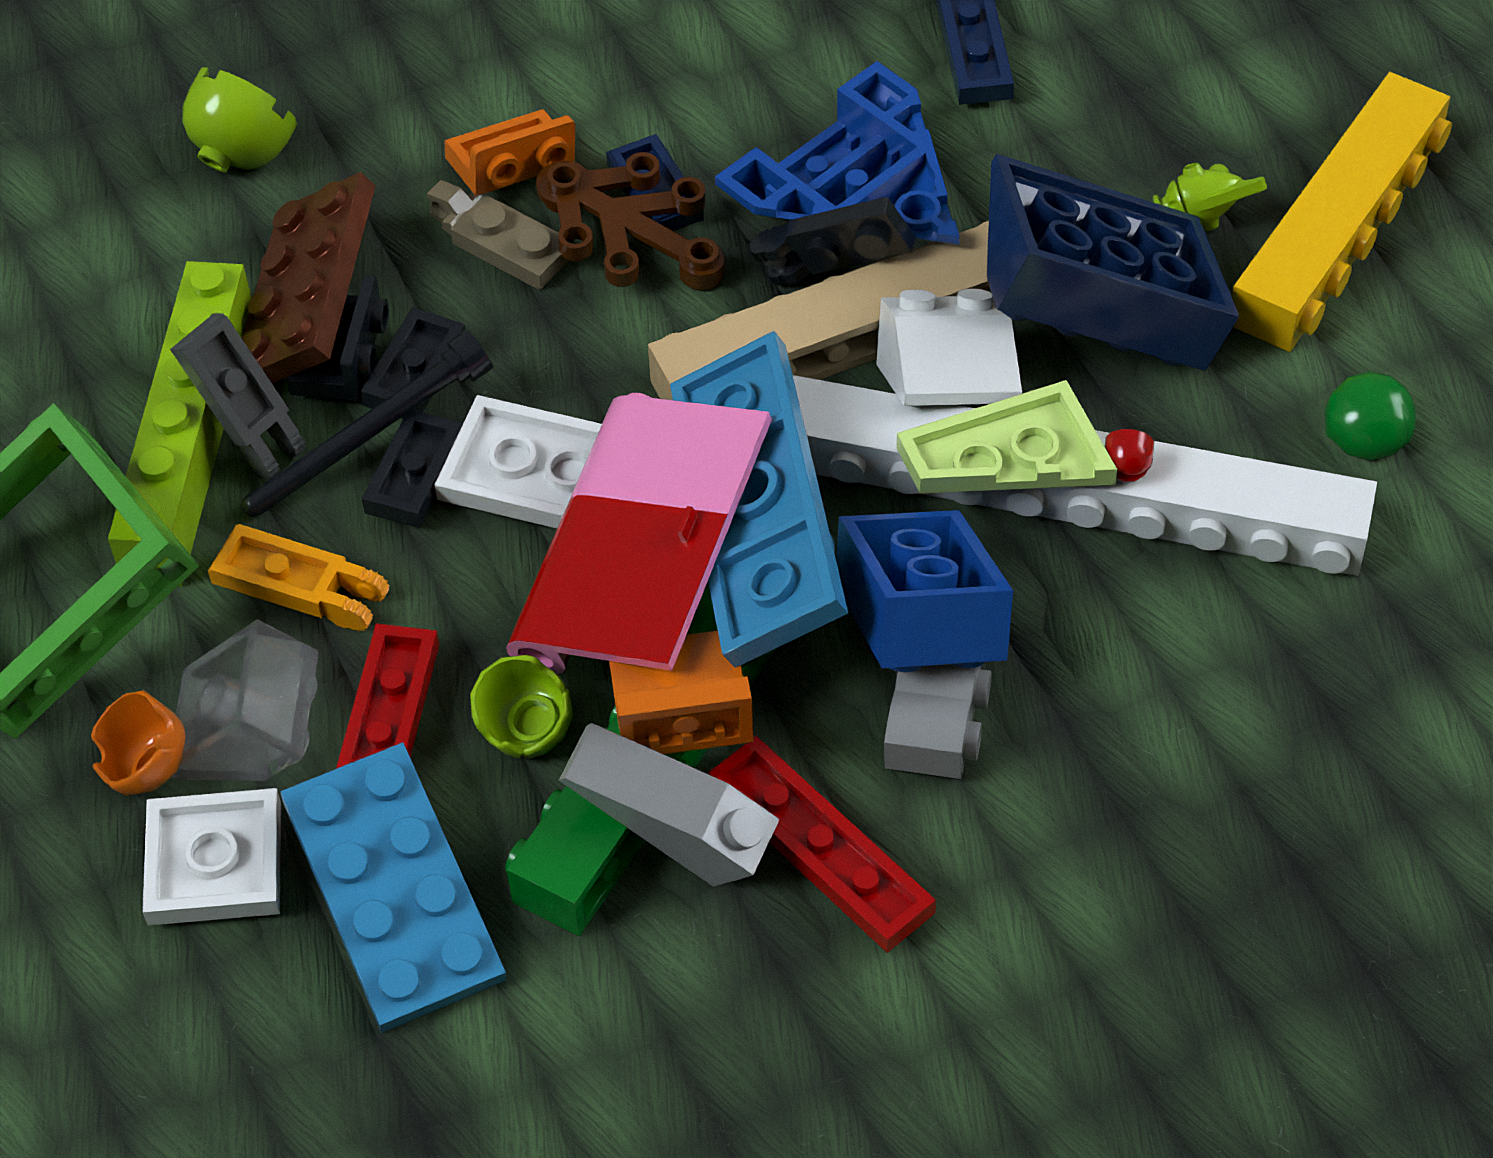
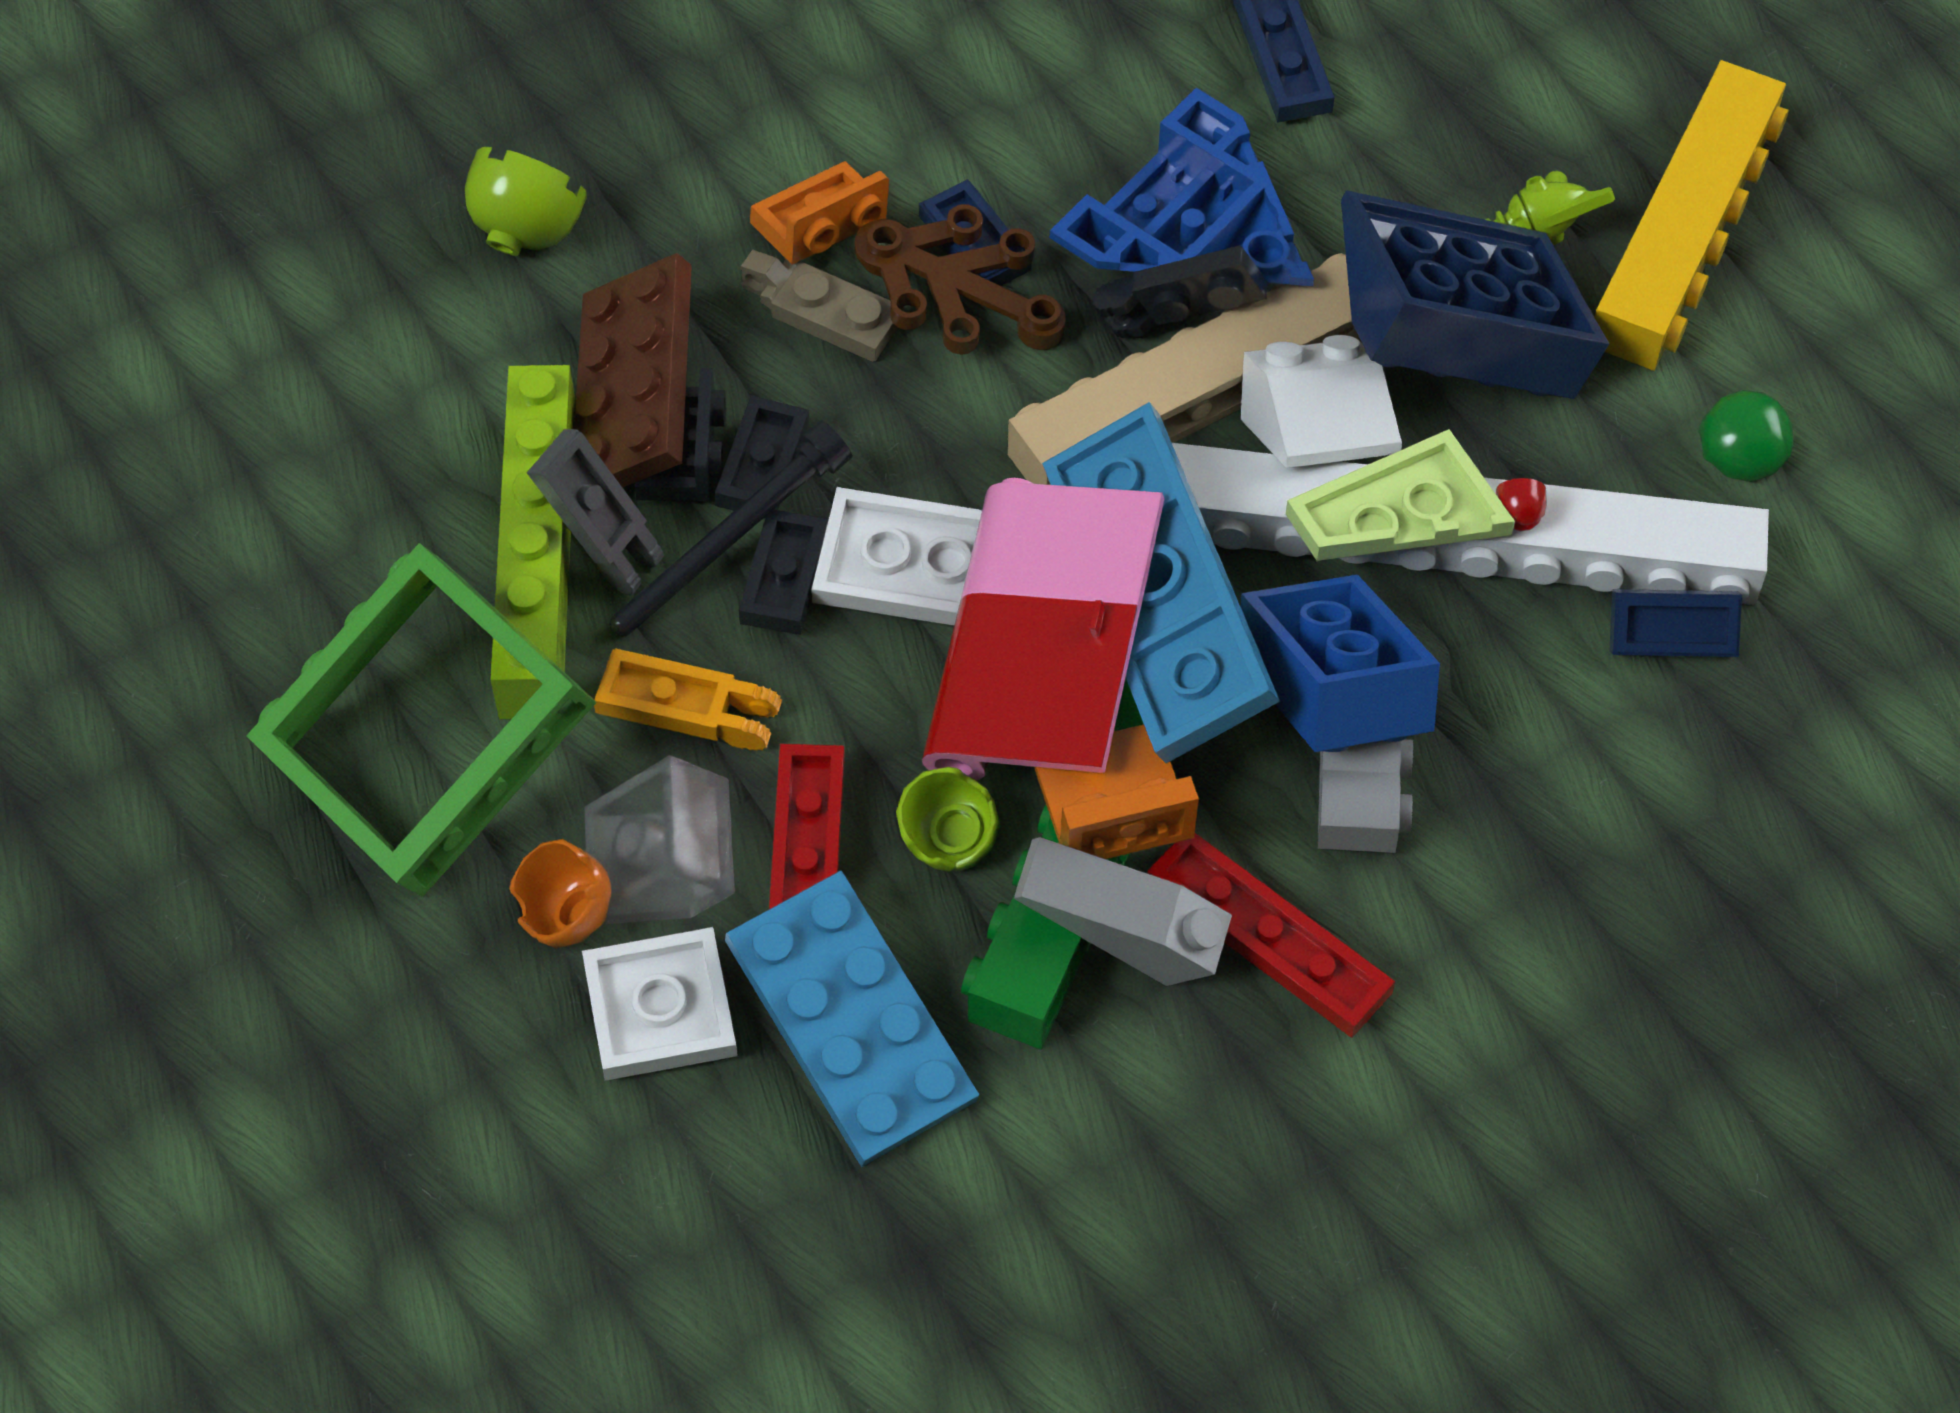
camera: 10 degrees left, 5 degrees up
(1272, 583) = (1675, 623): none -> dark blue tile

